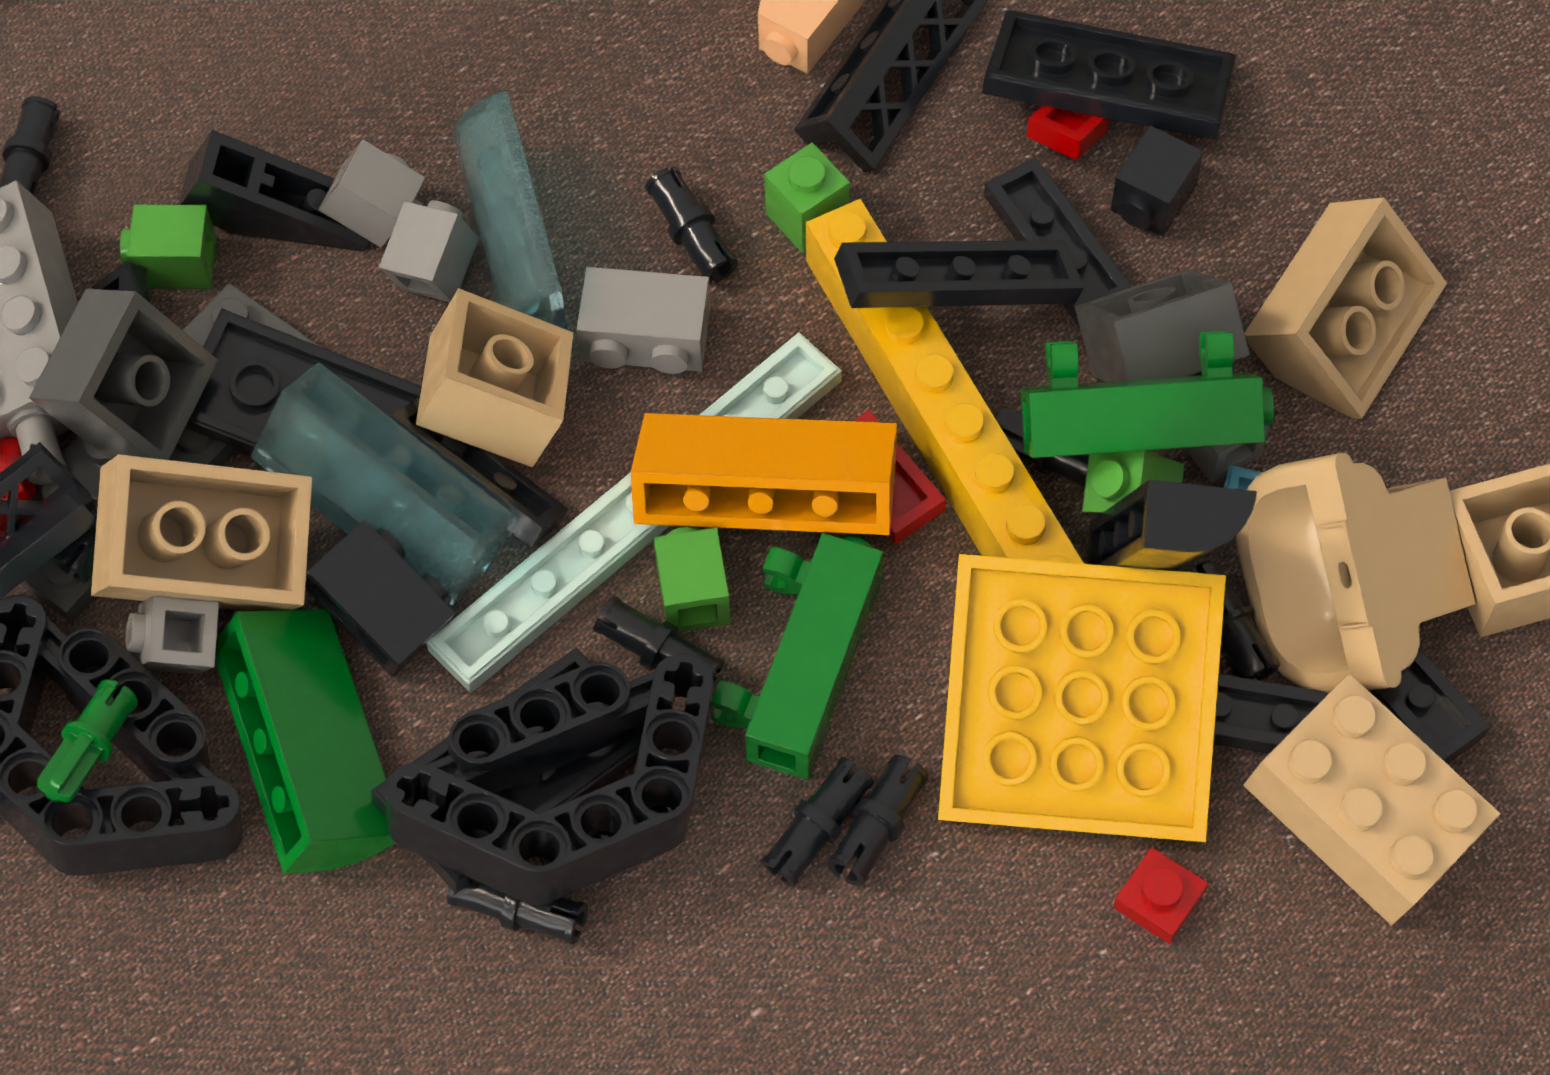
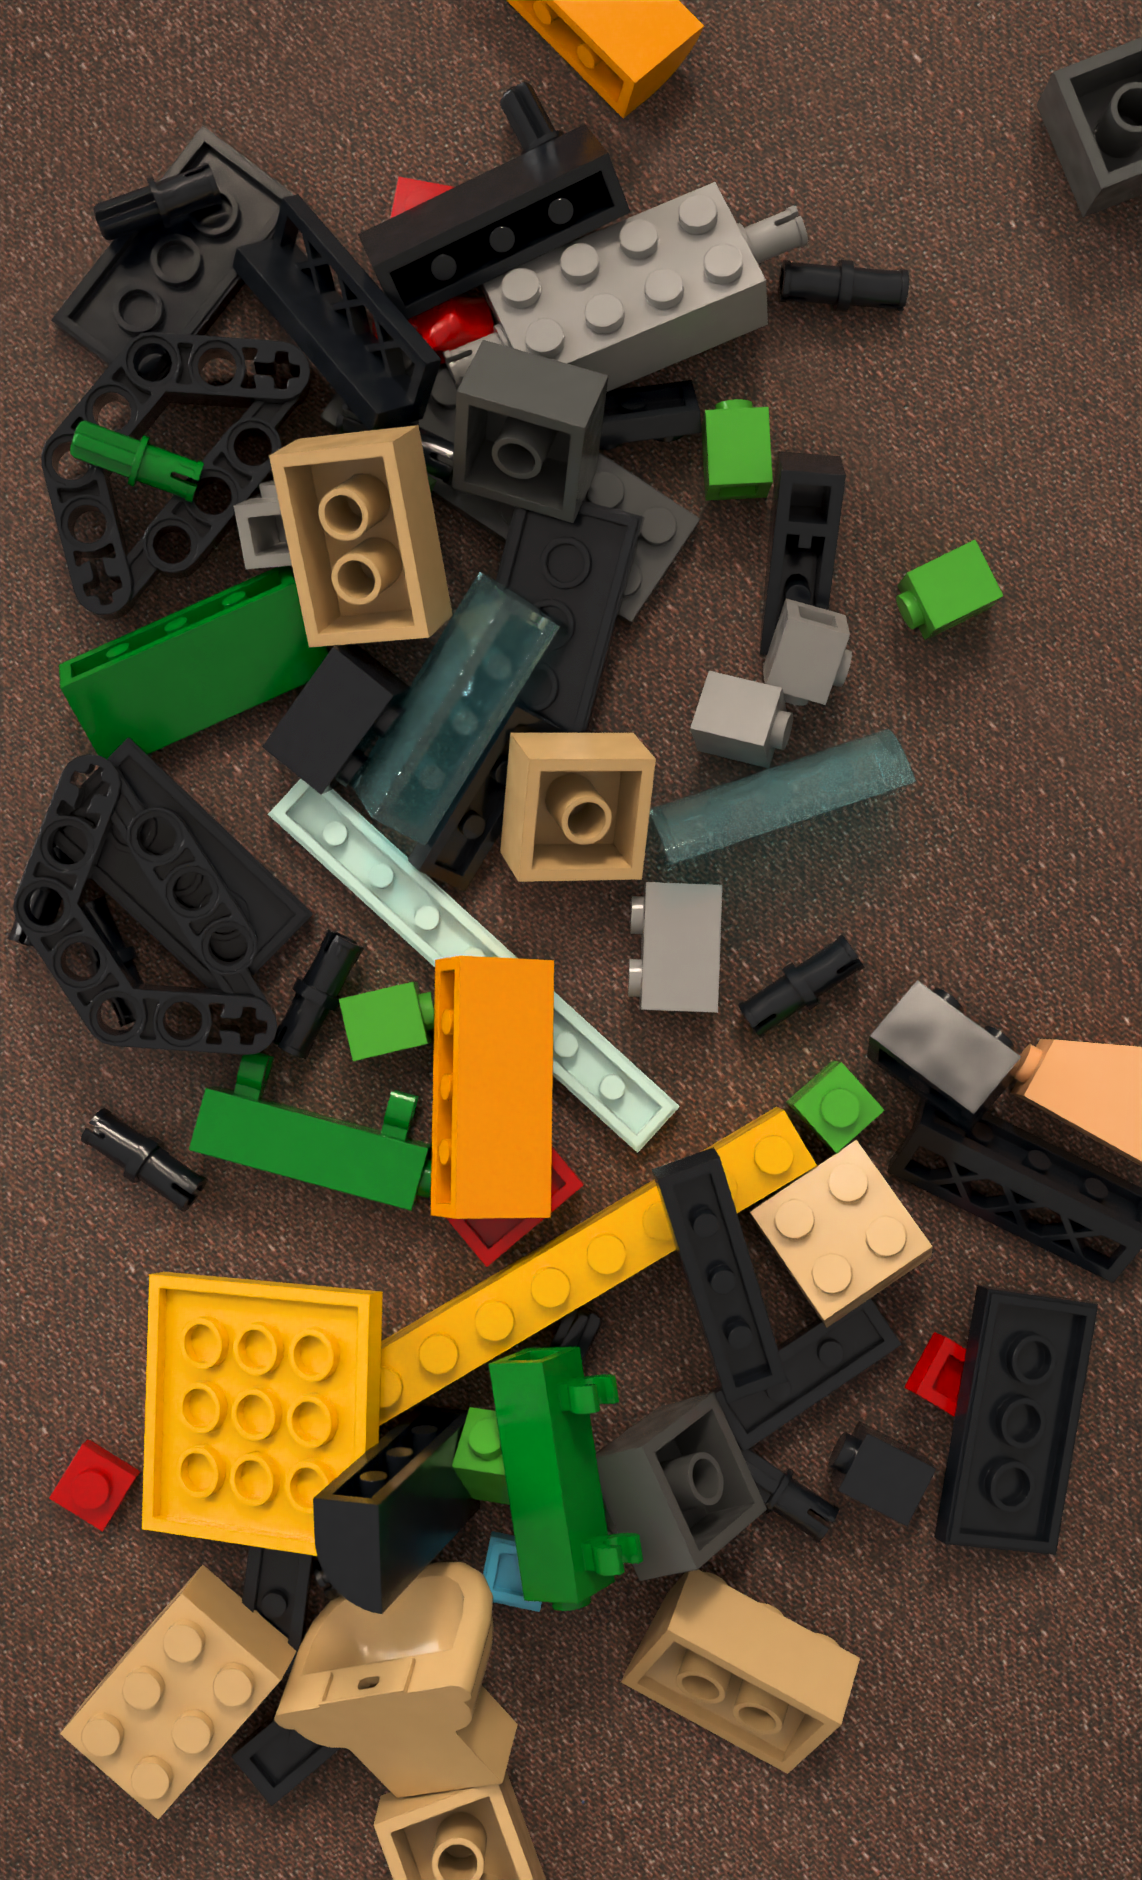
camera: 85 degrees right, 25 degrees up
(331, 83) = (947, 591): none -> bright green brick
(766, 101) = (944, 1055): none -> brick
(877, 820) = (148, 1216): black pin -> none
(929, 182) = (842, 1233): none -> tan brick
(1187, 249) = (789, 1497): none -> black axle

